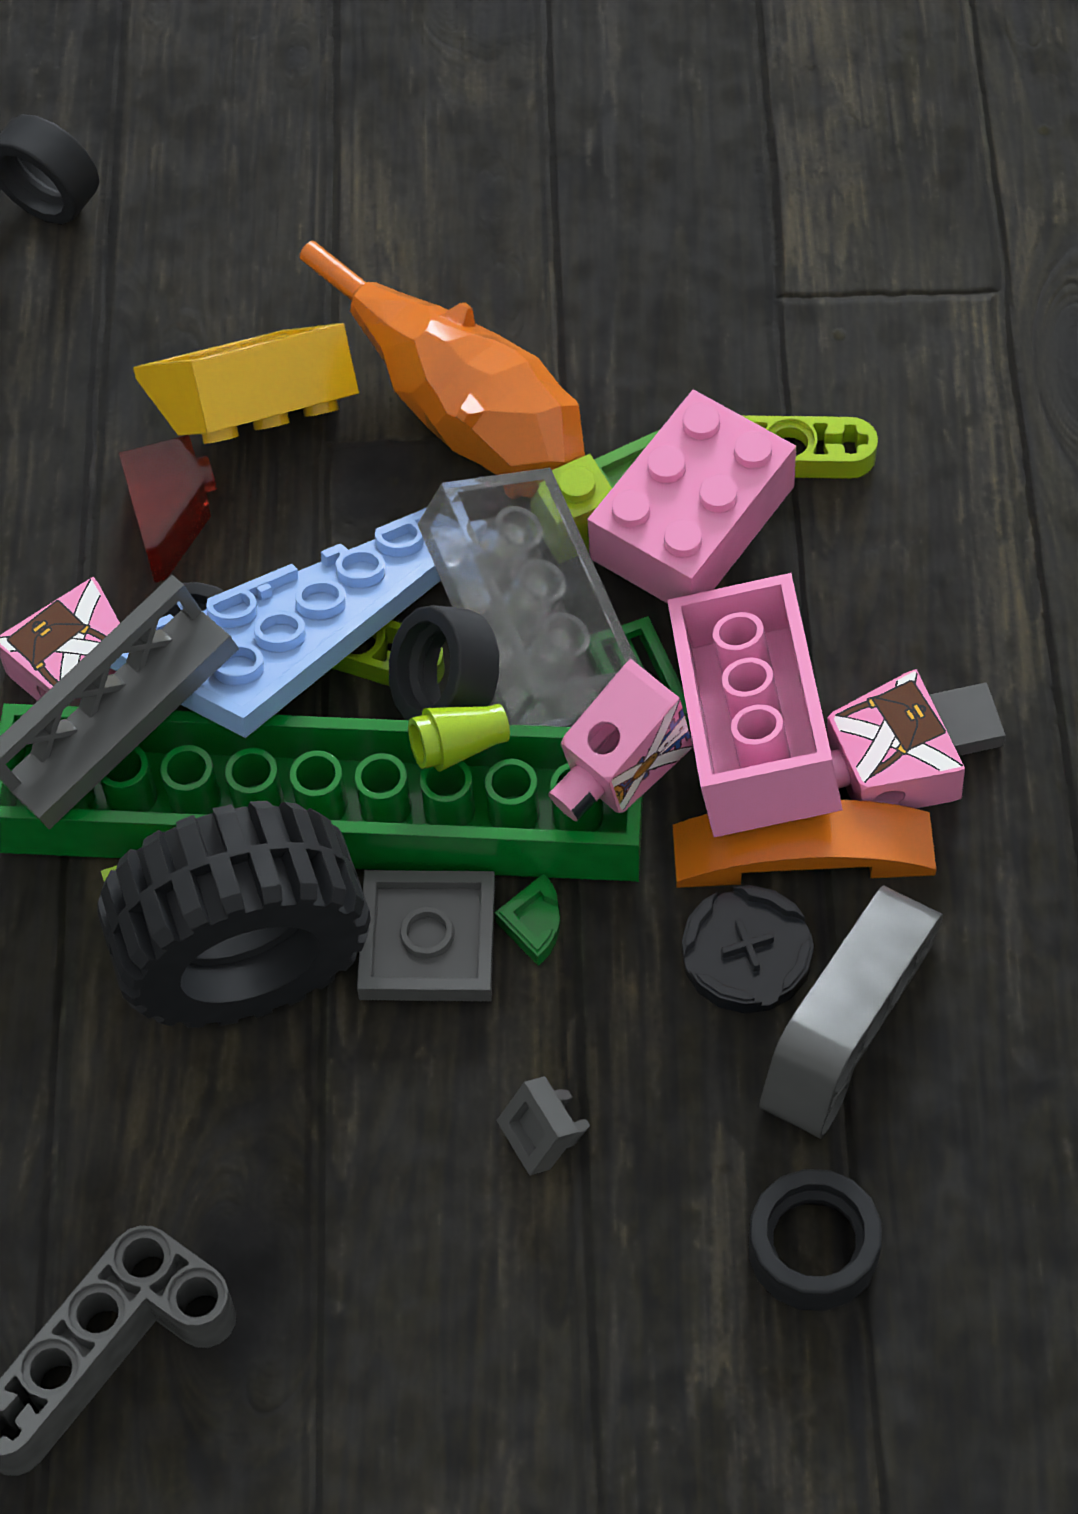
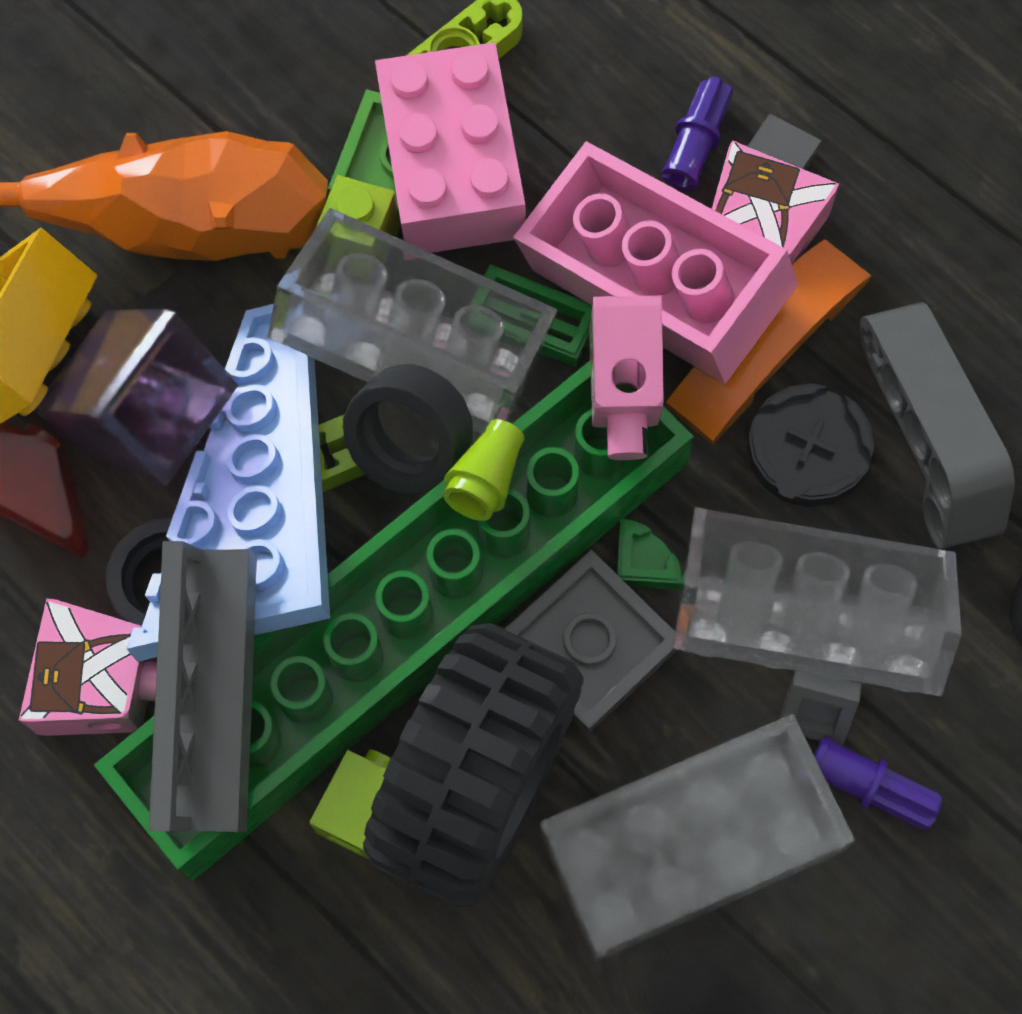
camera: 45 degrees left, 10 degrees up
(293, 494) = (138, 392): none -> clear purple slope
(344, 1122) = (695, 836): none -> clear brick
(520, 1217) = (877, 784): none -> dark purple axle
(606, 1041) = (819, 602): none -> clear brick
(913, 651) = (697, 134): none -> dark purple axle

